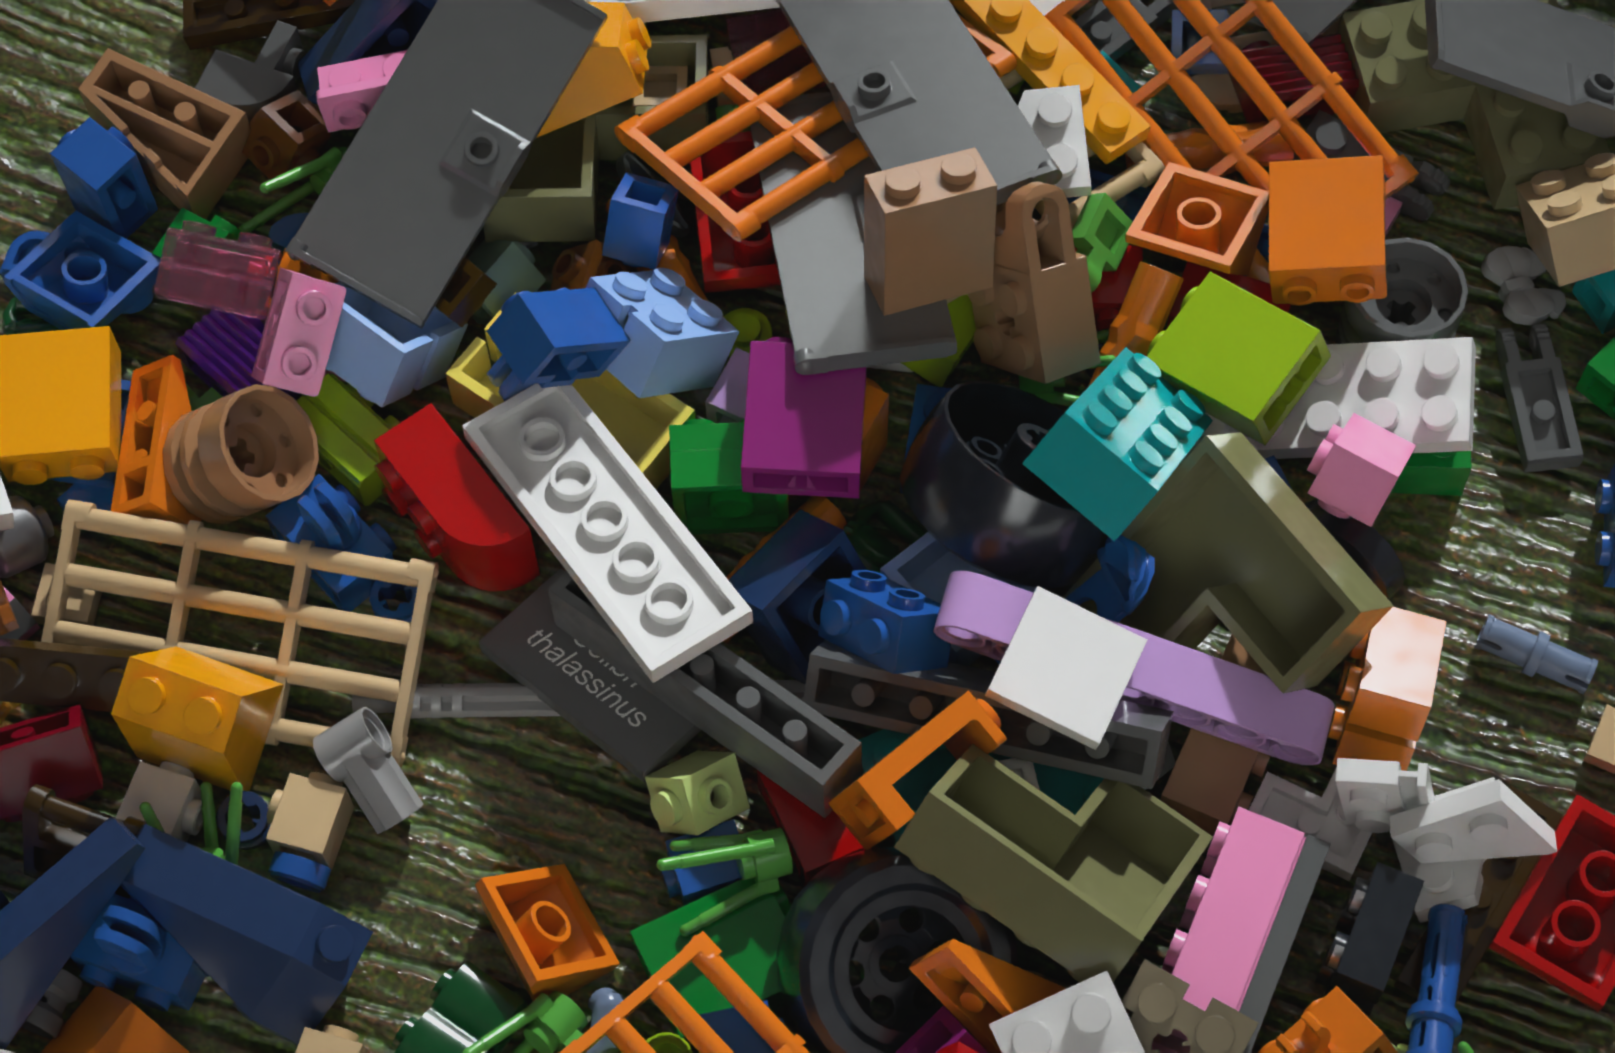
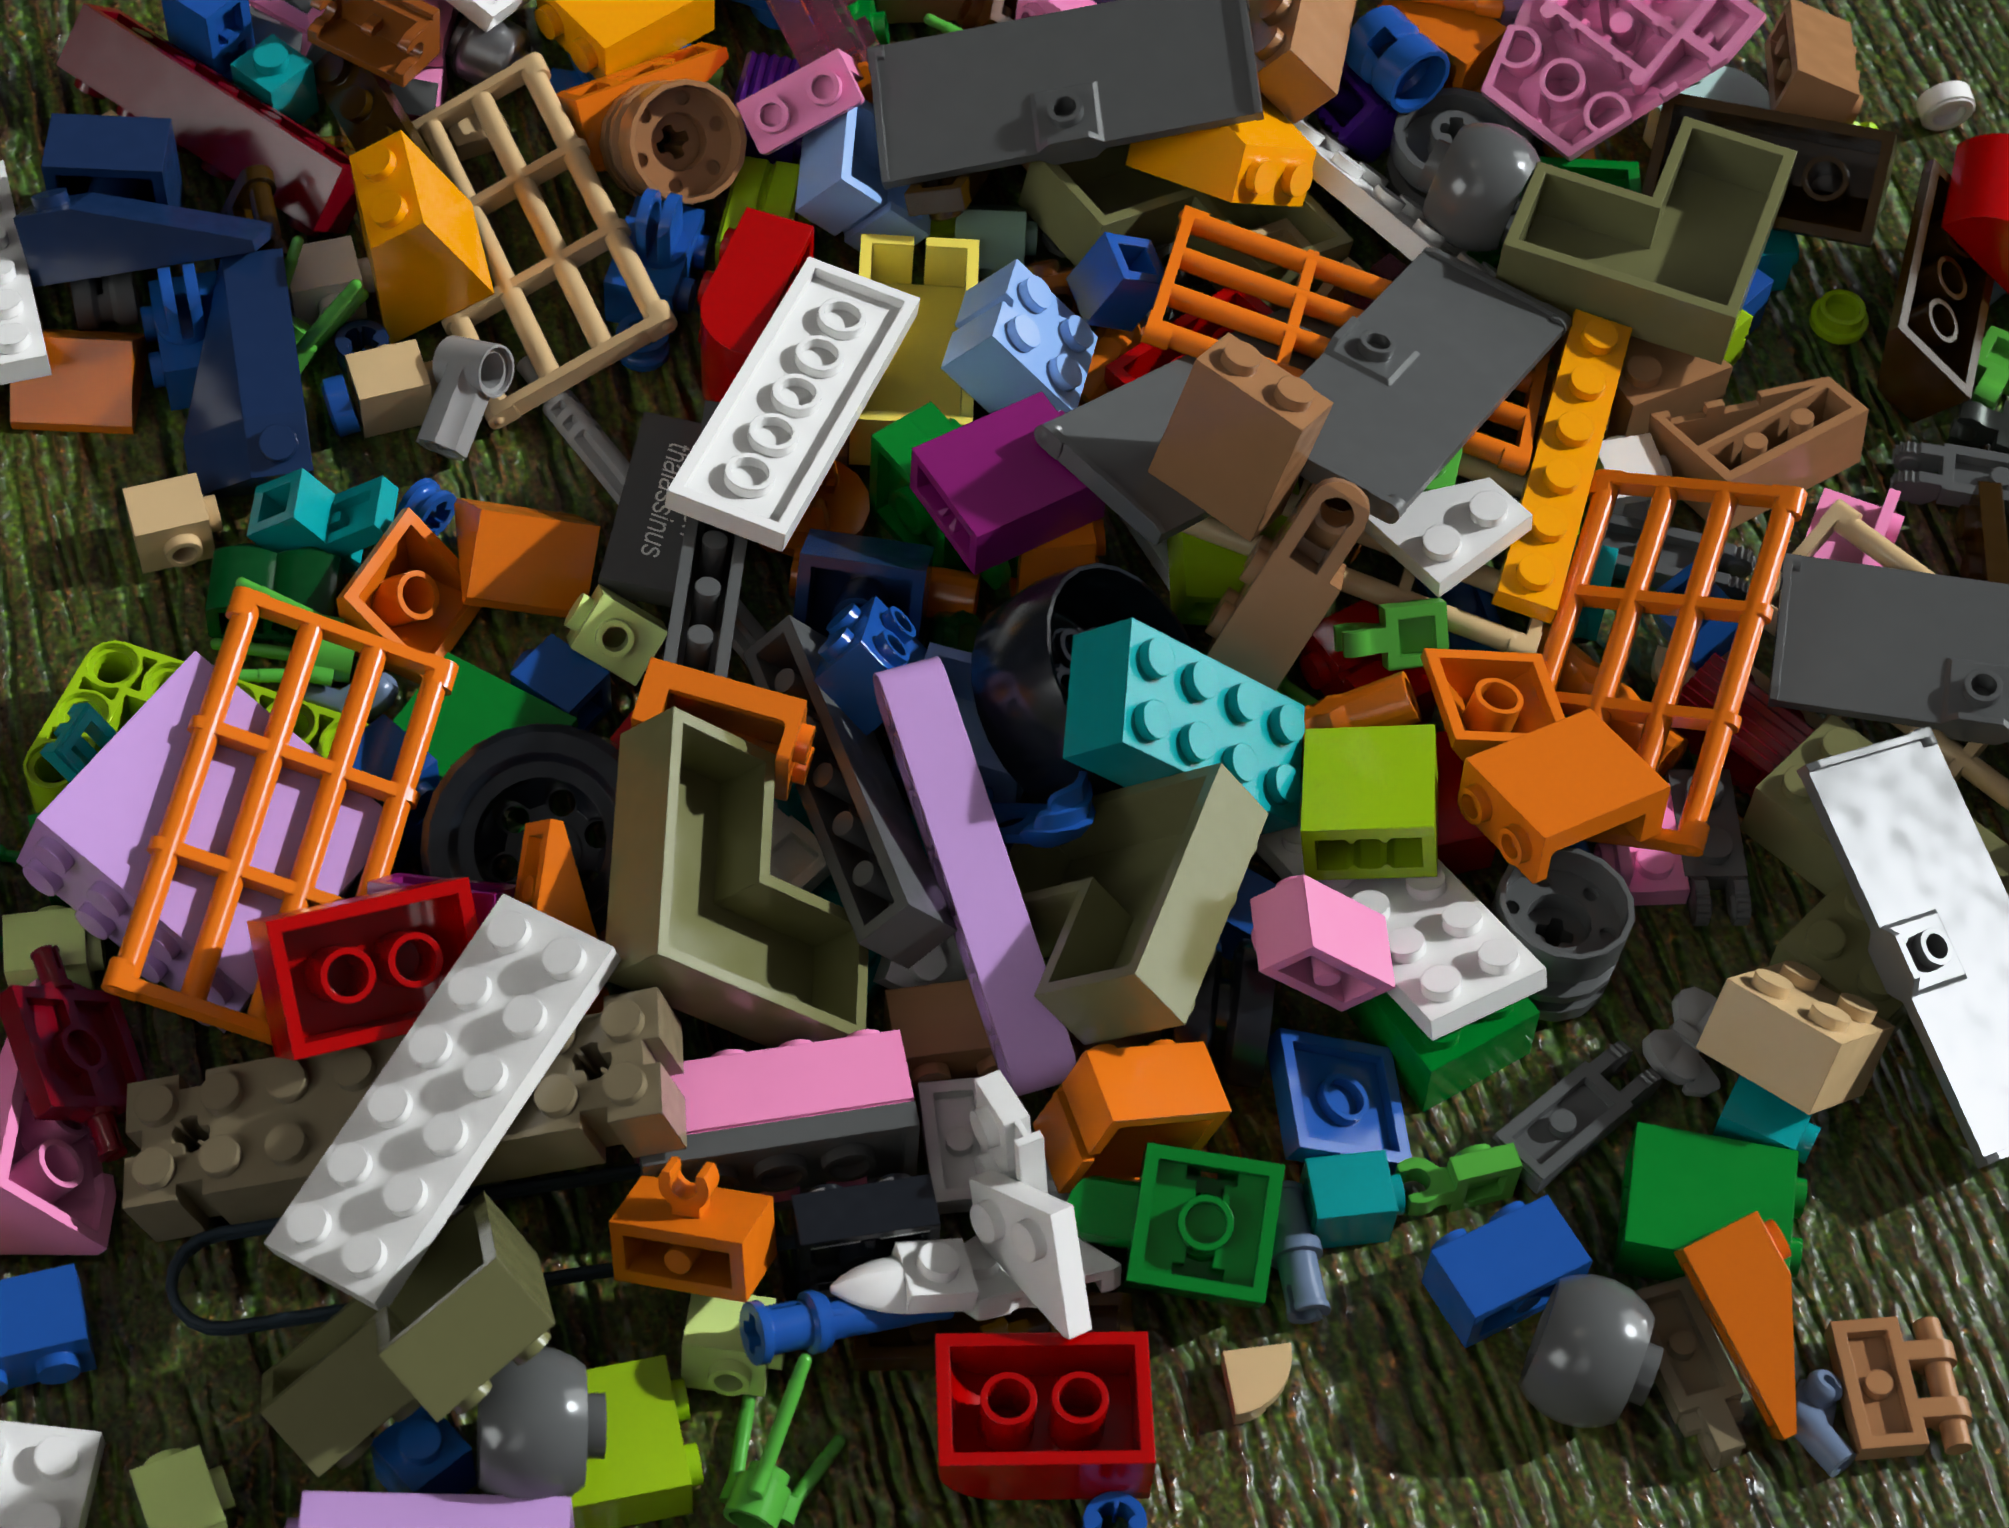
camera: 50 degrees right, 10 degrees down
(413, 958) = (305, 513): none -> teal brick
(454, 865) = (430, 504): none -> blue bush
(553, 339) = (934, 261): blue brick -> none
(559, 815) = (523, 557): none -> orange slope
(758, 856) = (578, 695): bright green plant -> none
(1066, 668) = (908, 789): white tile -> none
(1441, 930) = (913, 1280): none -> white plate
(1446, 545) = (1336, 1097): none -> blue plate
(1497, 708) = (1187, 1229): none -> green brick
(1520, 586) = (1352, 1198): none -> teal brick
(1549, 494) = (1471, 1178): none -> bright green plate

